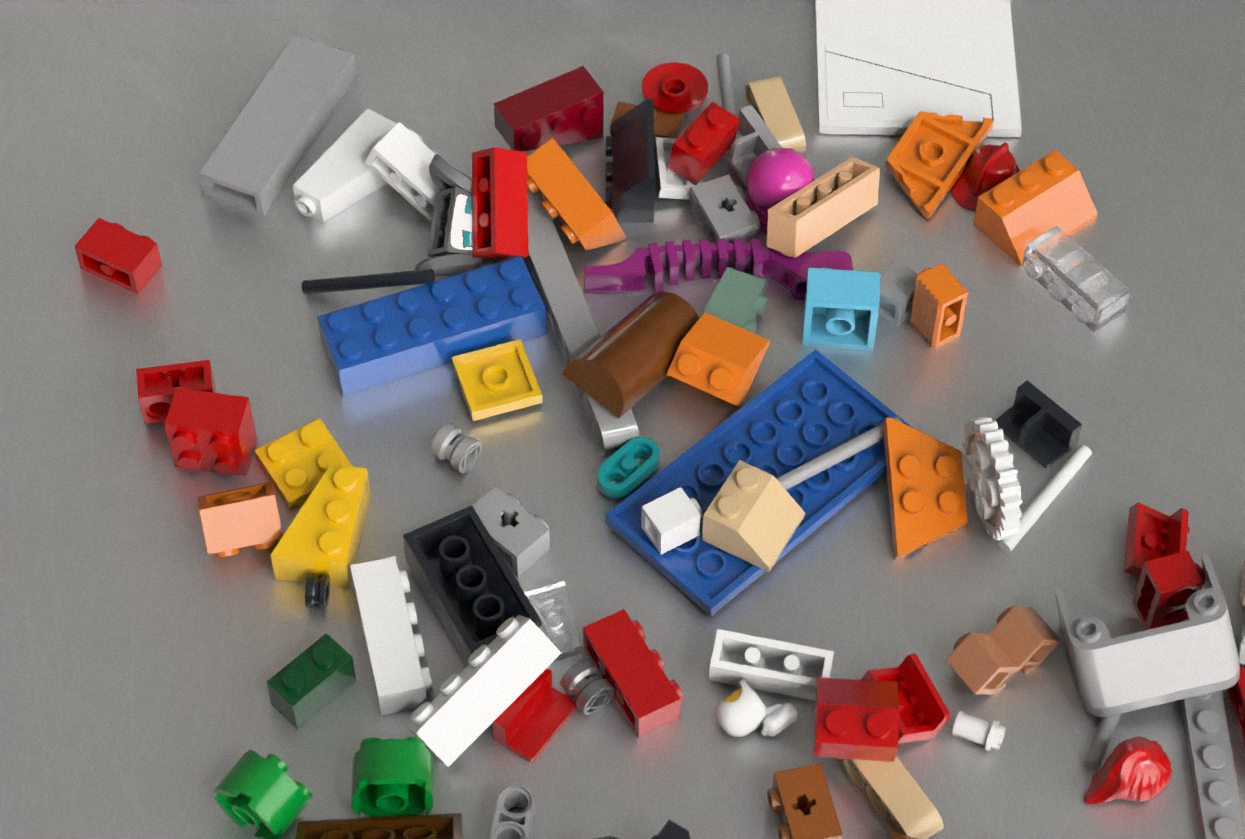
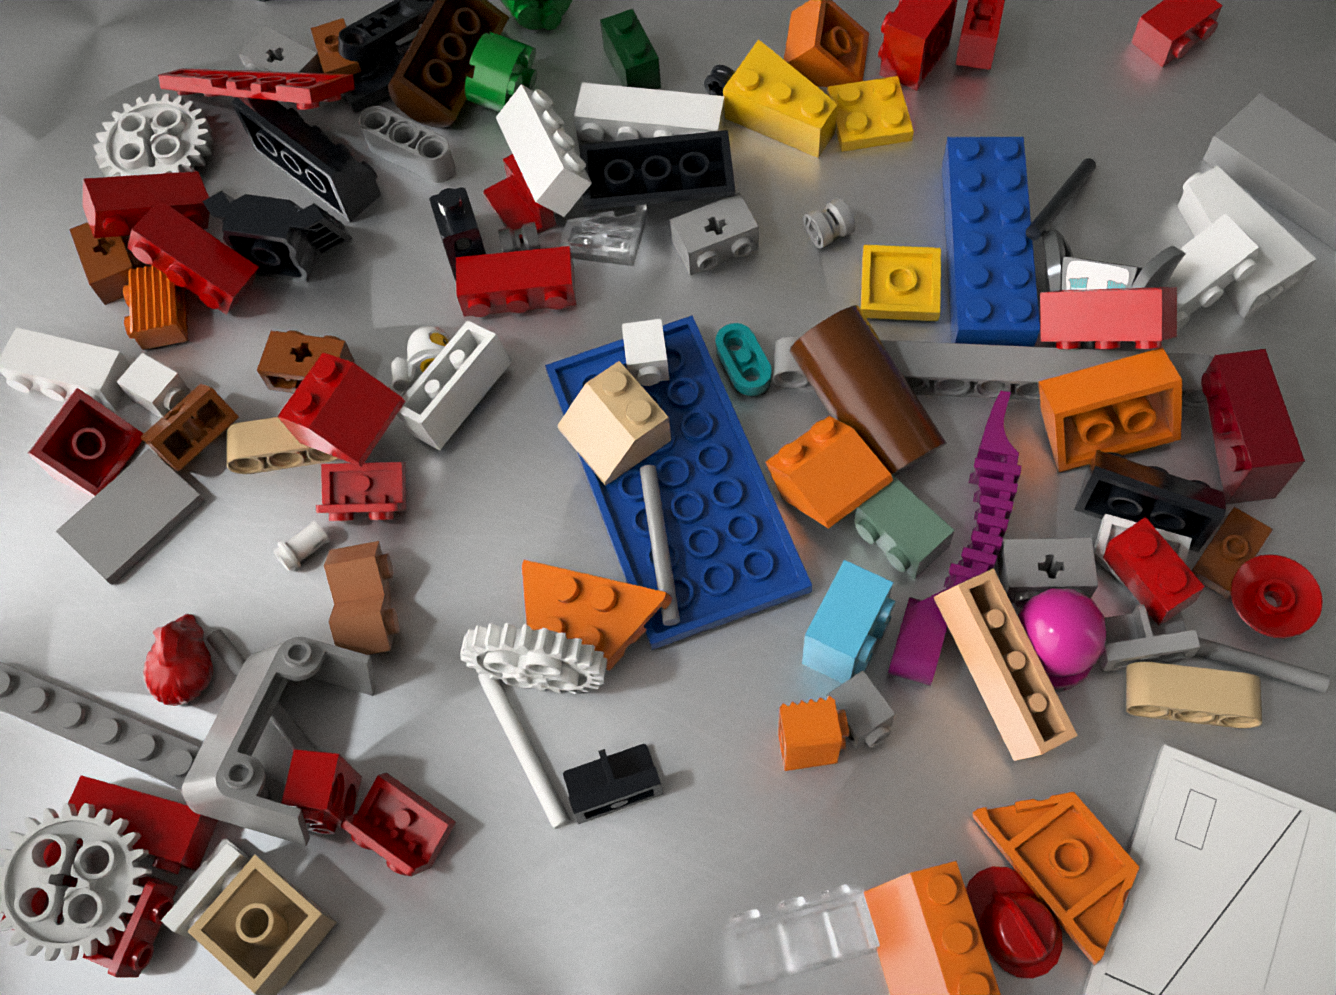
camera: 120 degrees right, 10 degrees up
(605, 735) = (456, 221): none -> black torso

